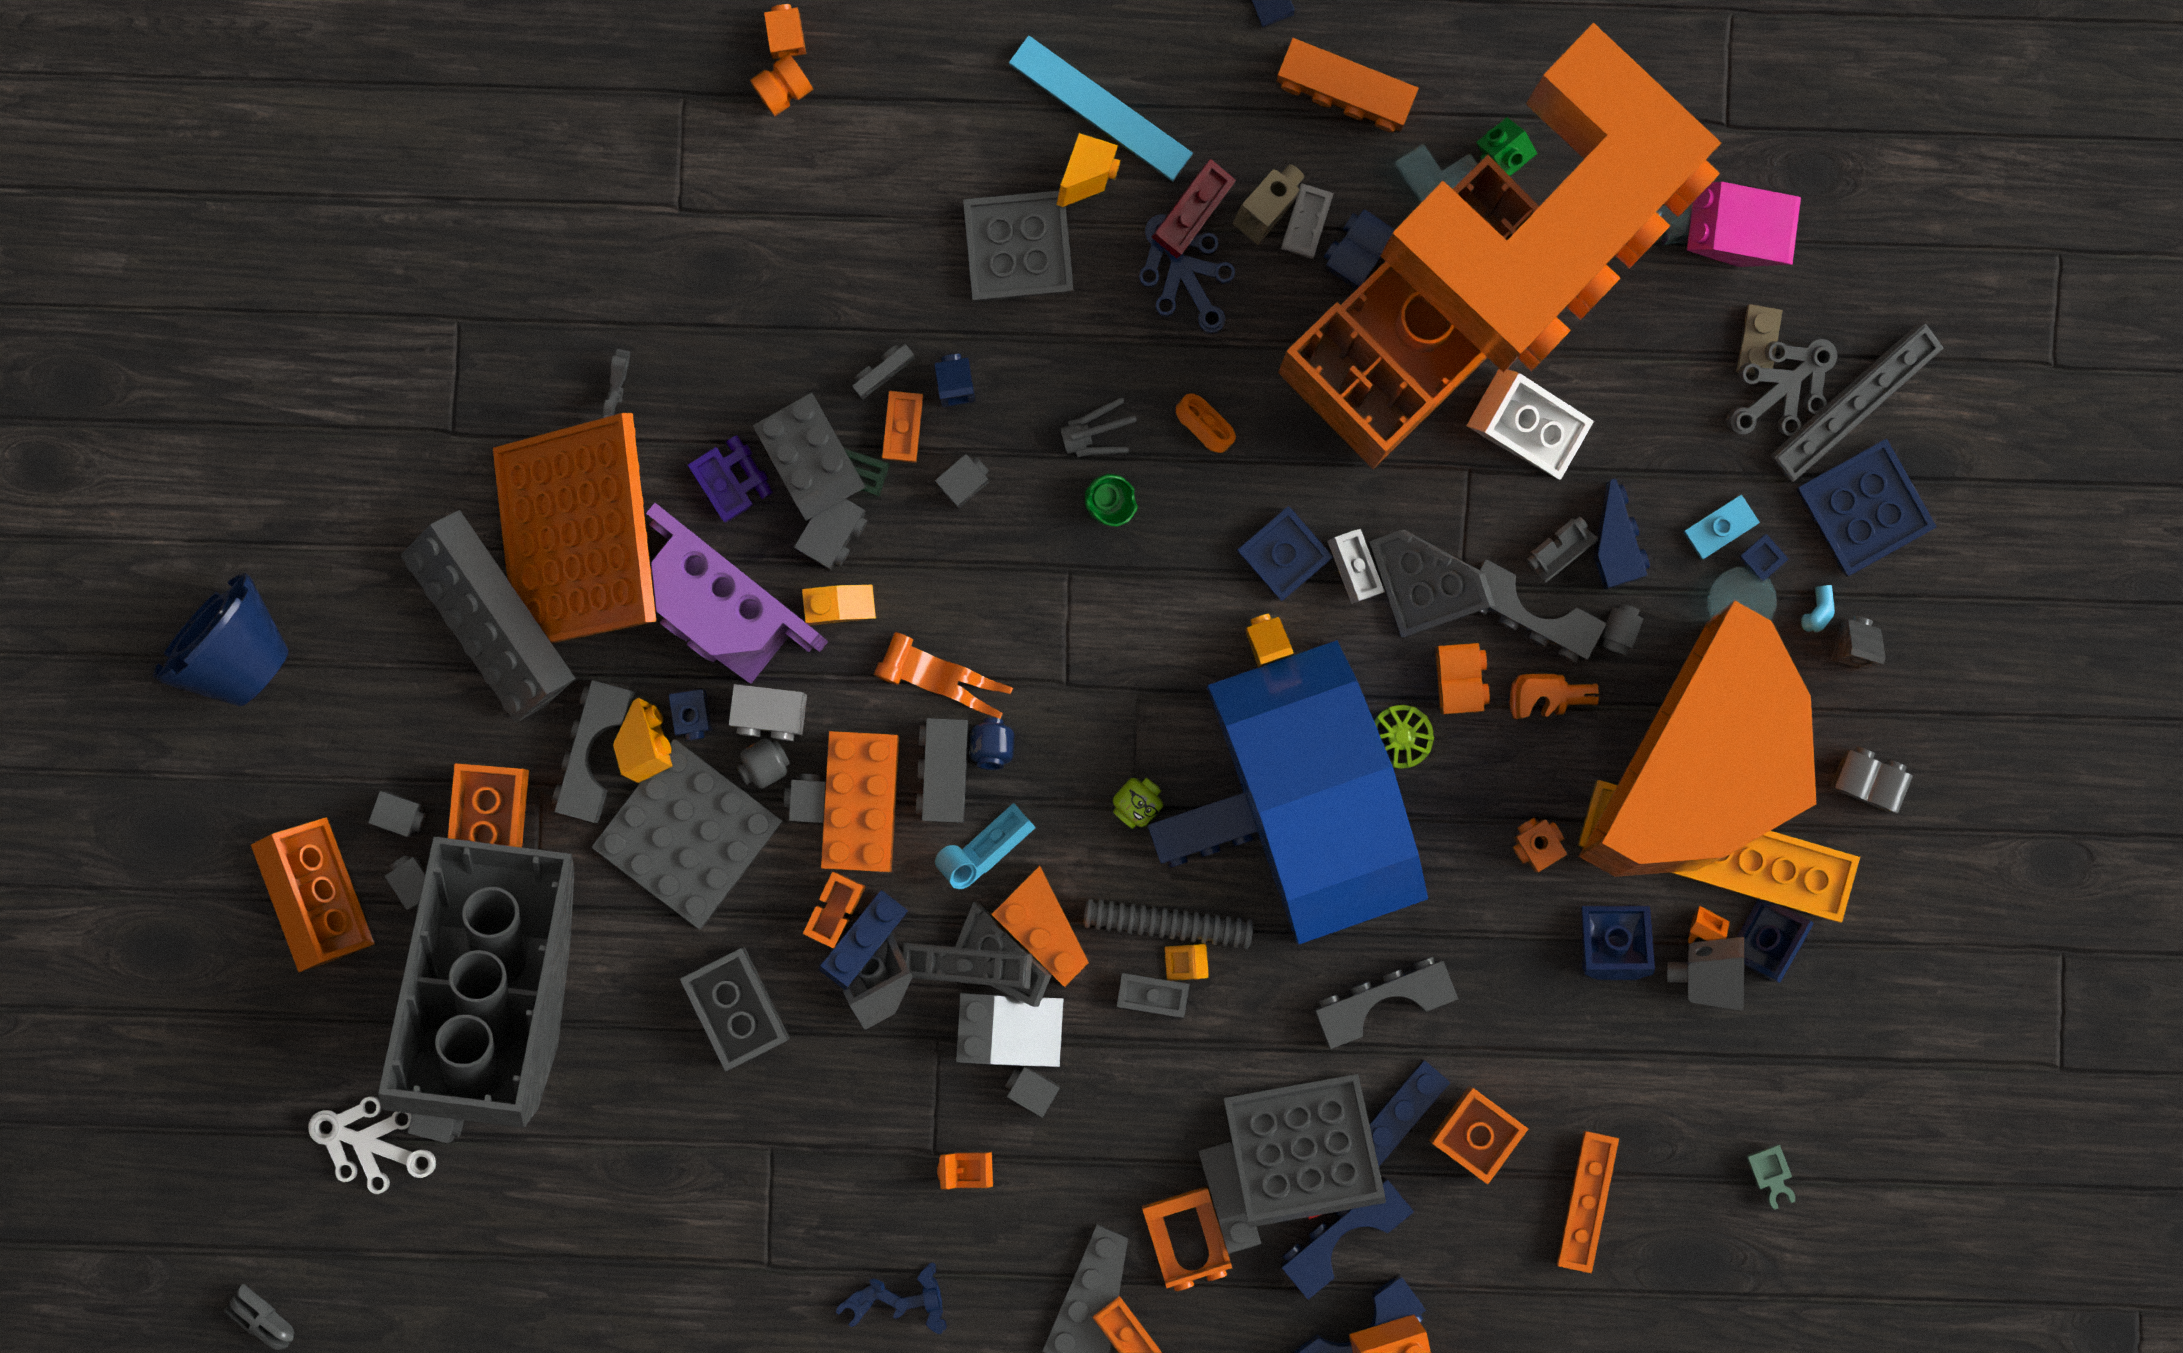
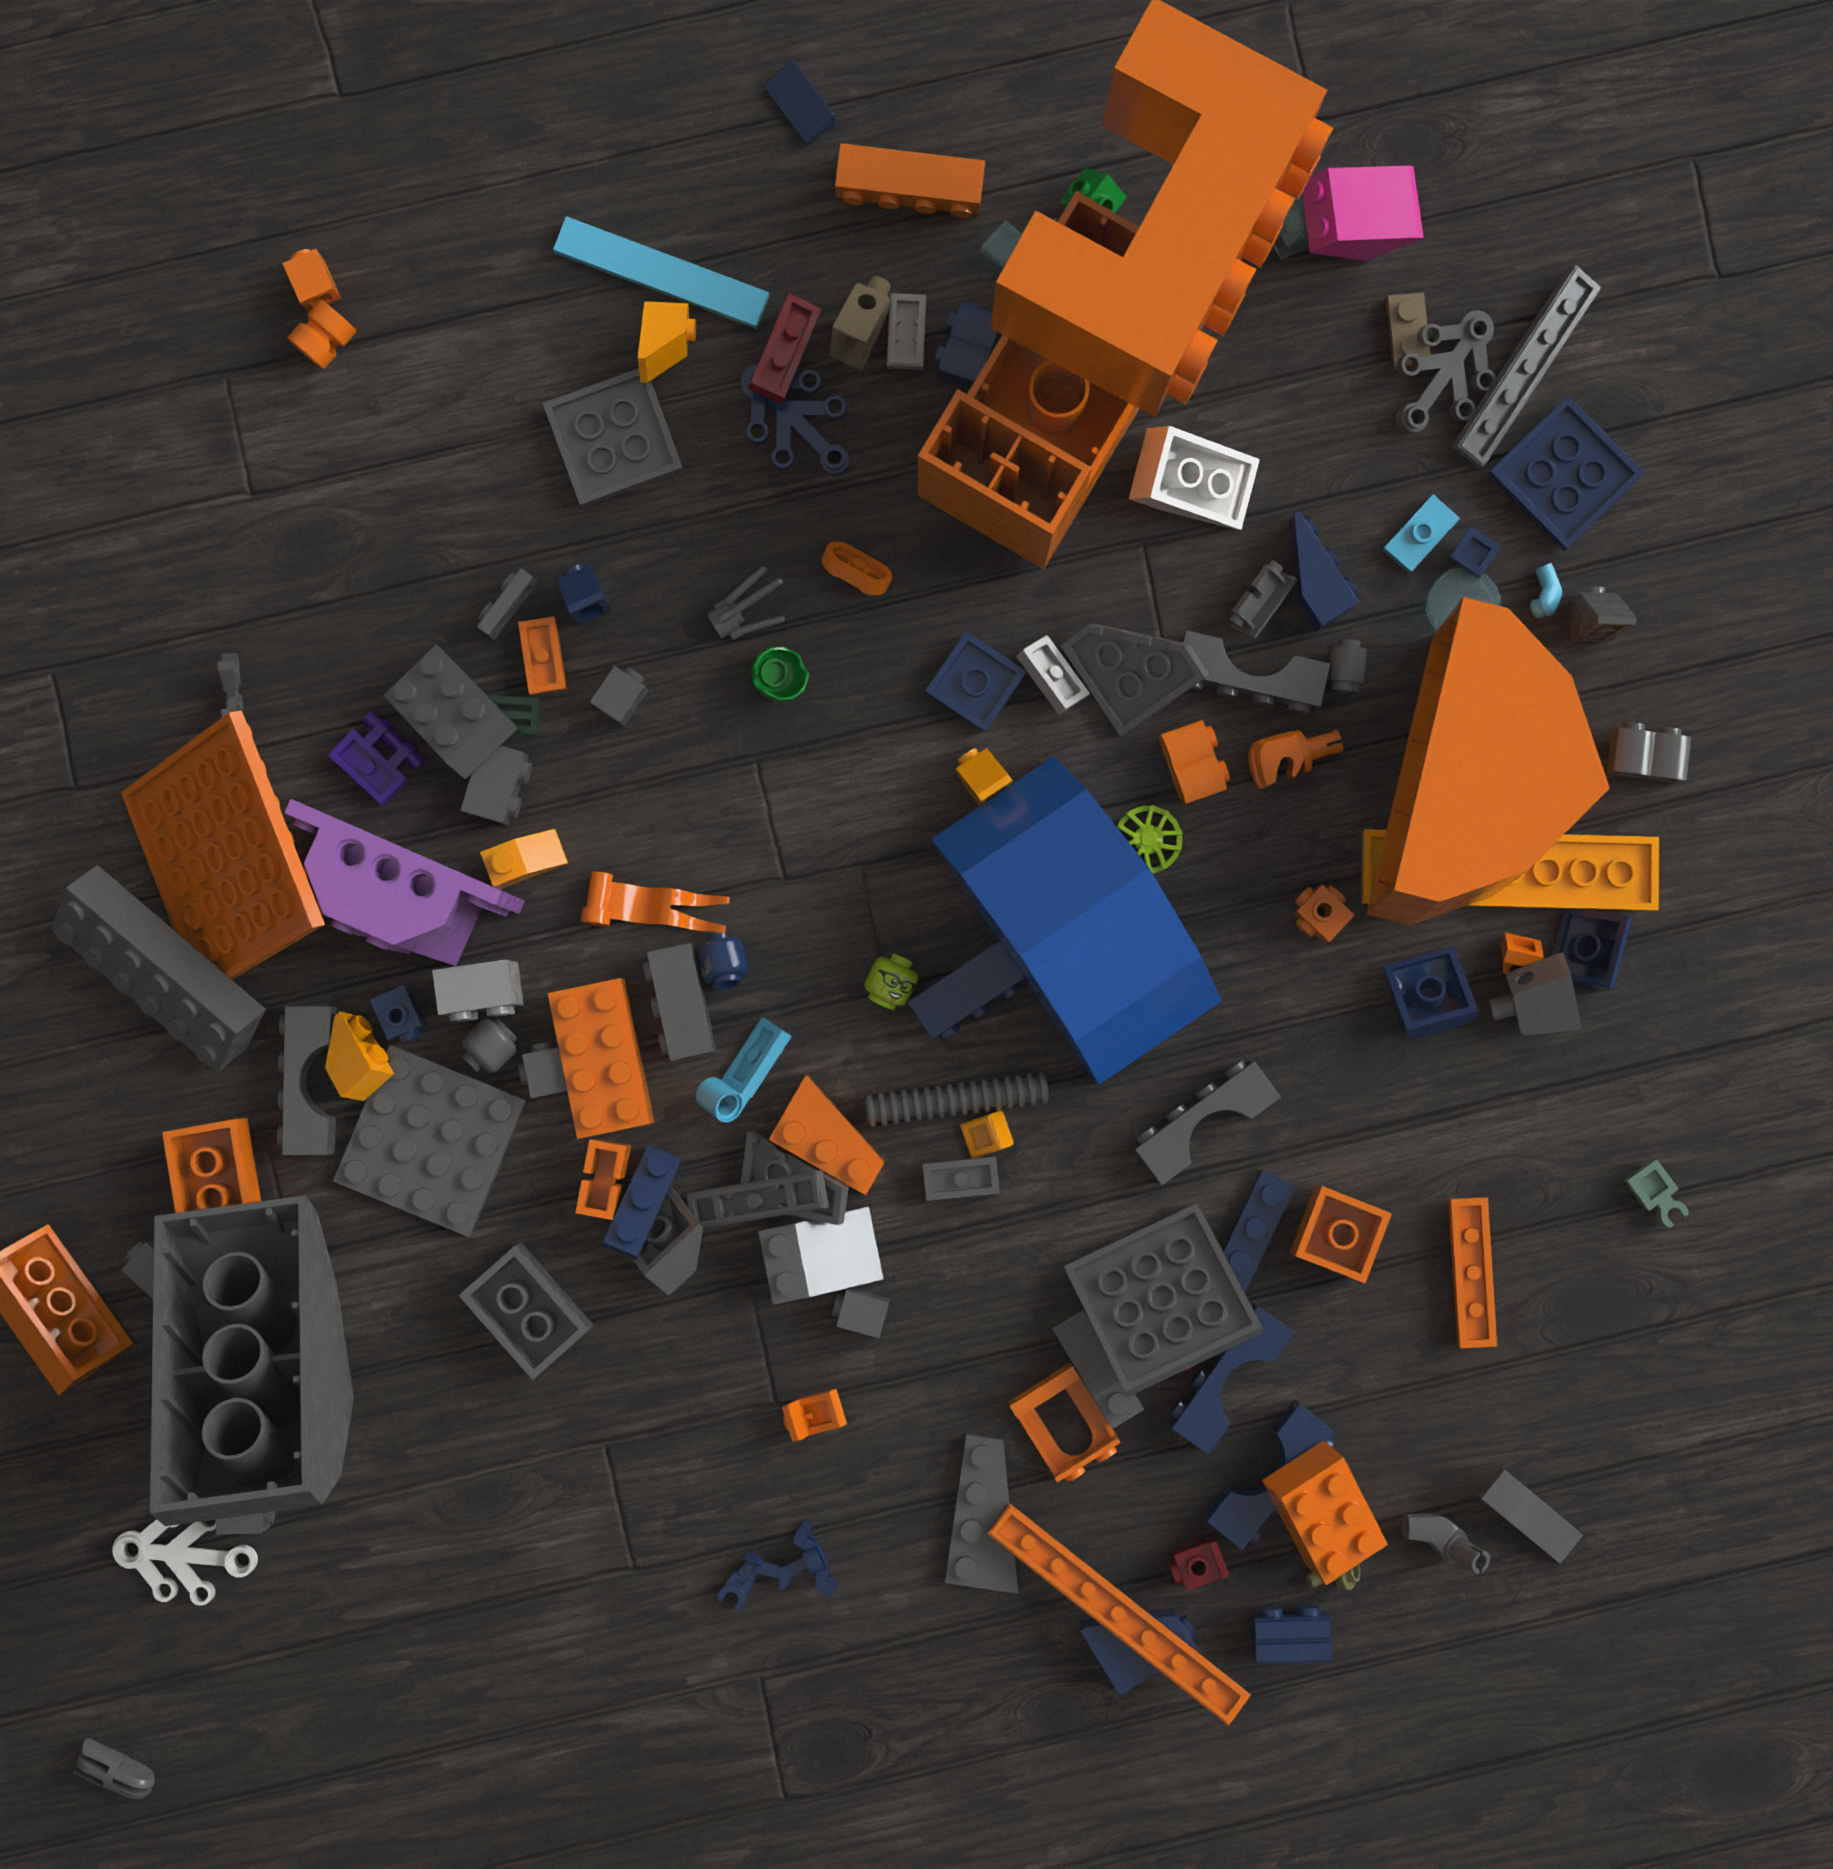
camera: 10 degrees left, 0 degrees up
(397, 814) = (120, 1201): dark grey brick -> none

